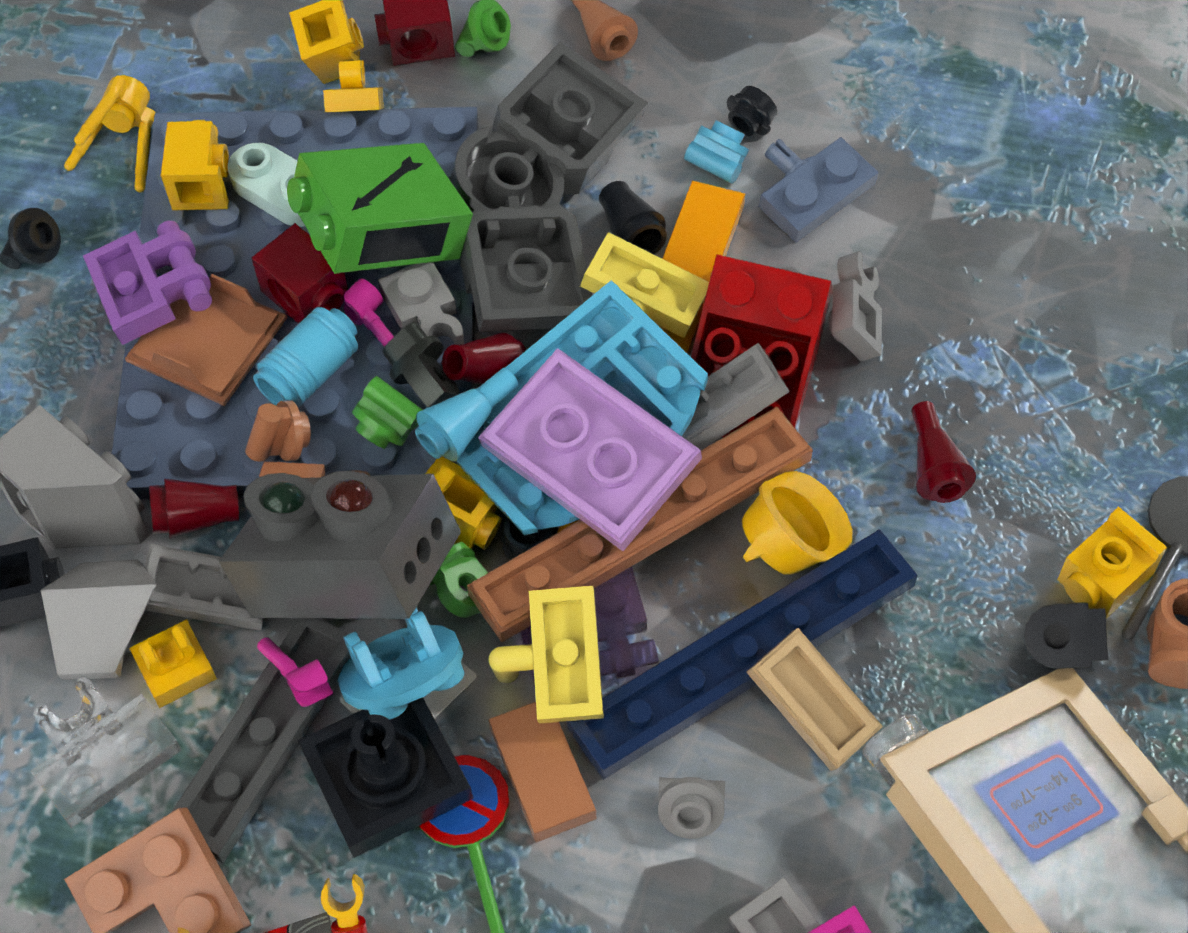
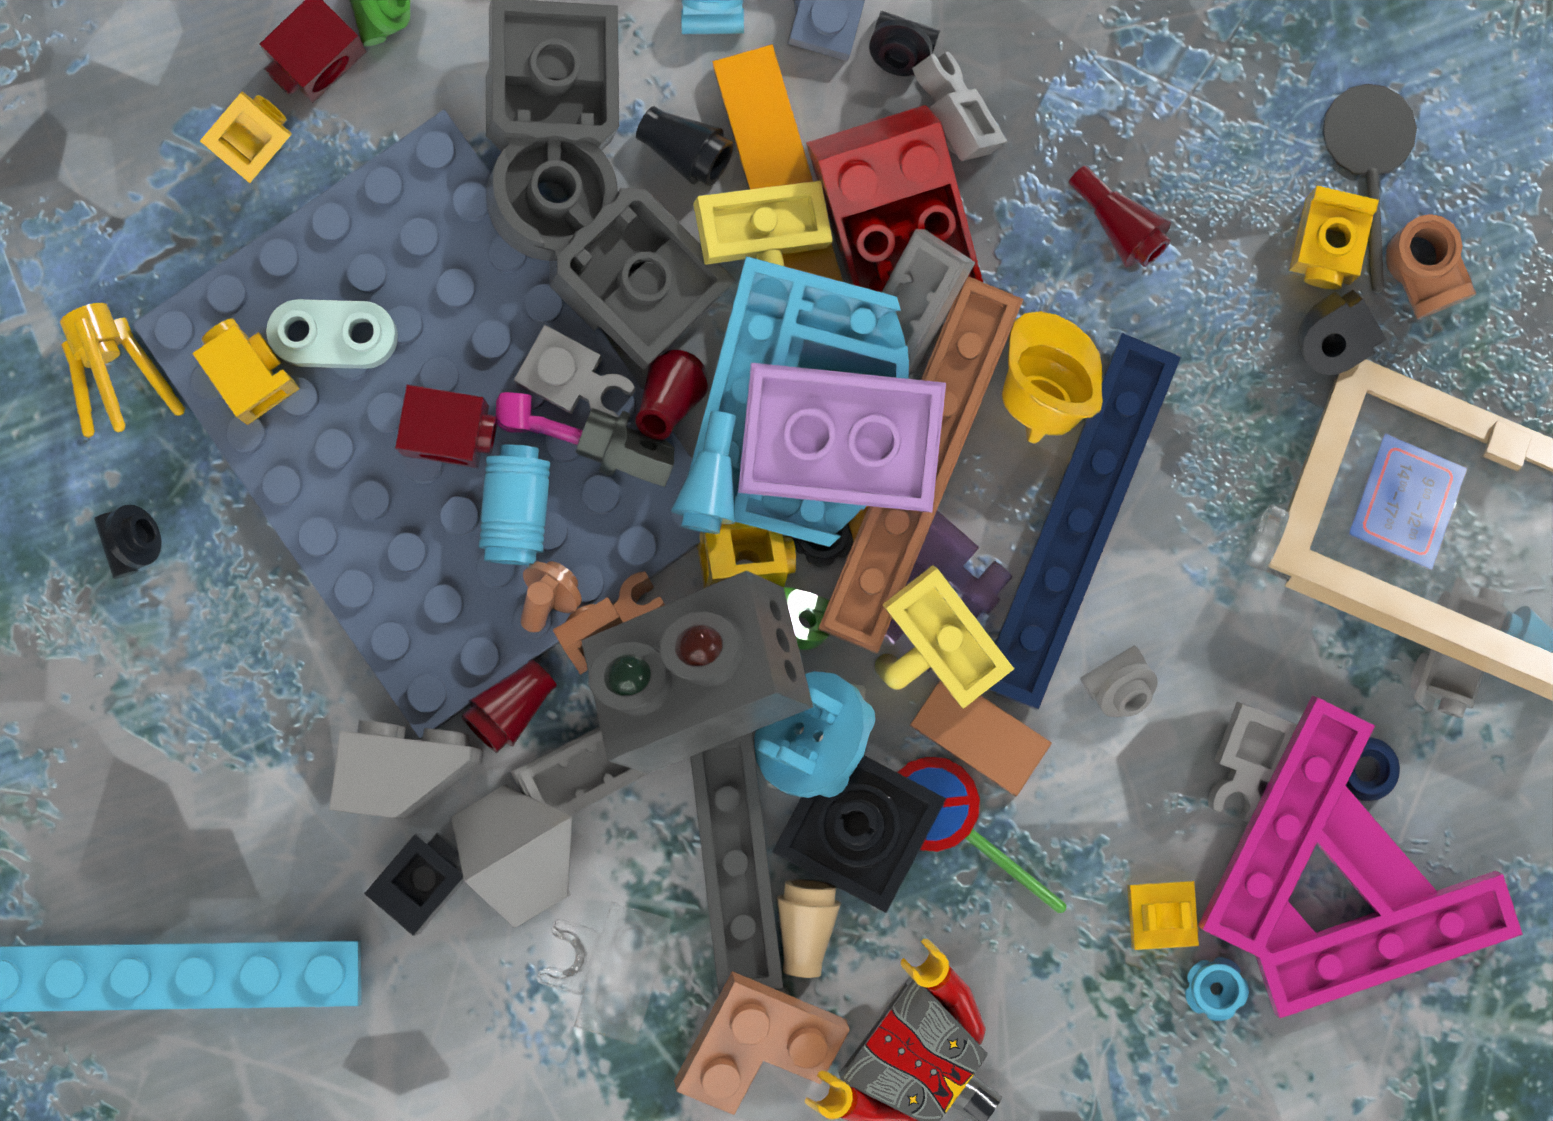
camera: 40 degrees left, 25 degrees up
(133, 292) = (292, 542): medium lavender plate -> none
(173, 663) = (605, 851): yellow tile -> none
(210, 347) = (393, 538): nougat piece -> none
(279, 822) = (806, 925): none -> tan cone
(306, 683) = (748, 803): dark pink hand -> none
(353, 93) = (316, 177): yellow tile -> none
(378, 207) = (472, 315): bright green brick -> none
(385, 414) = (630, 517): bright green plate -> none
(814, 699) = (1165, 529): tan tile -> none
(840, 238) = (901, 43): none -> black plate

